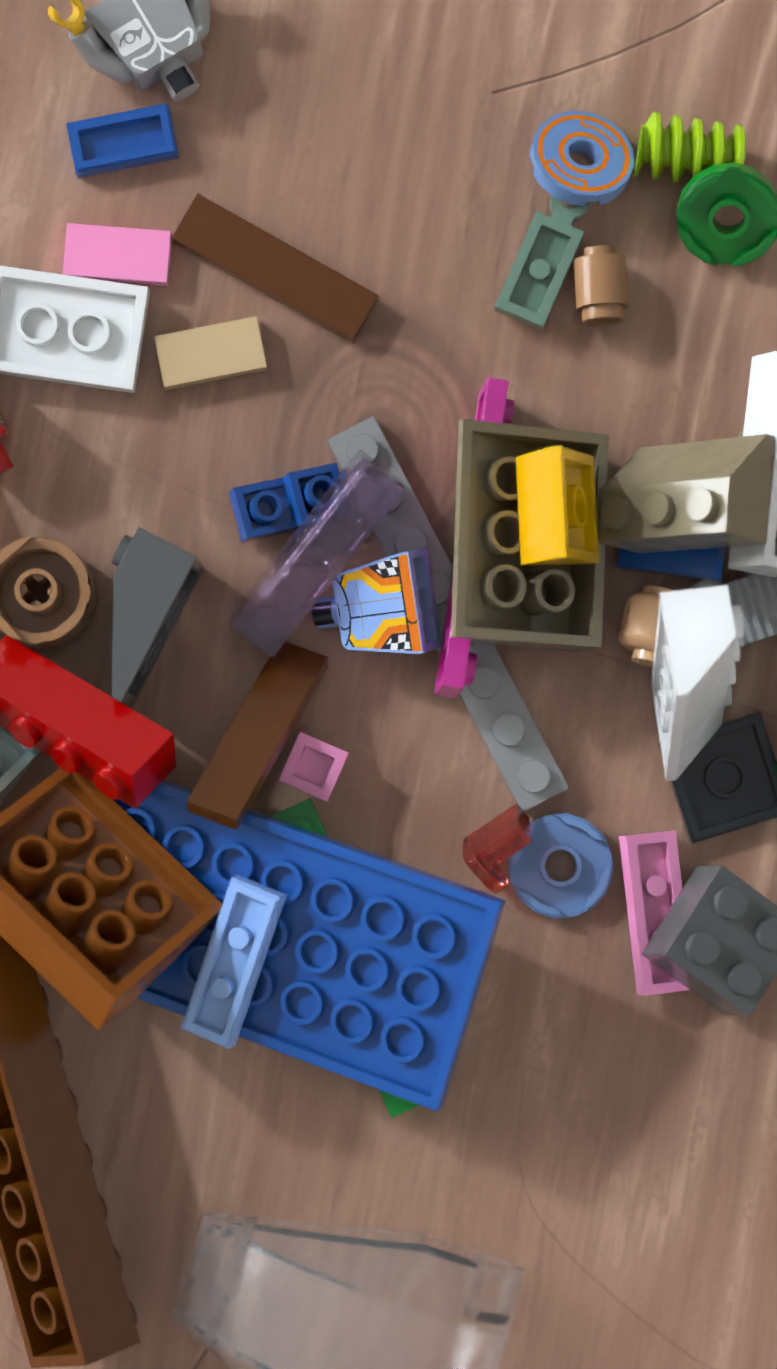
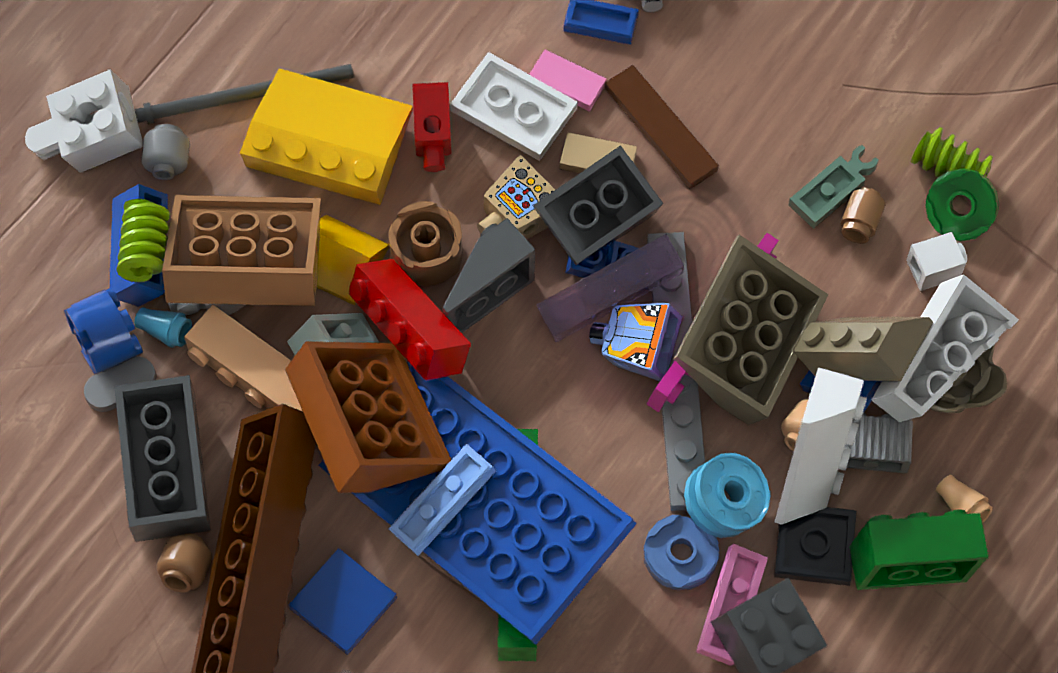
camera: 20 degrees right, 20 degrees down
(138, 473) = (514, 199): none -> torso
(161, 1126) = (342, 601): none -> blue tile
(247, 441) = (598, 205): none -> dark grey slope
(257, 735) = (522, 376): reddish brown tile -> none
(313, 766) = (549, 417): bright pink tile -> none
(495, 843) = (644, 513): clear red tile -> none
(557, 507) = (777, 313): yellow slope -> none
(586, 135) = (876, 122): medium blue tile -> none
(619, 766) = (709, 504): none -> medium azure wheel
(726, 310) = (936, 260): none -> white brick

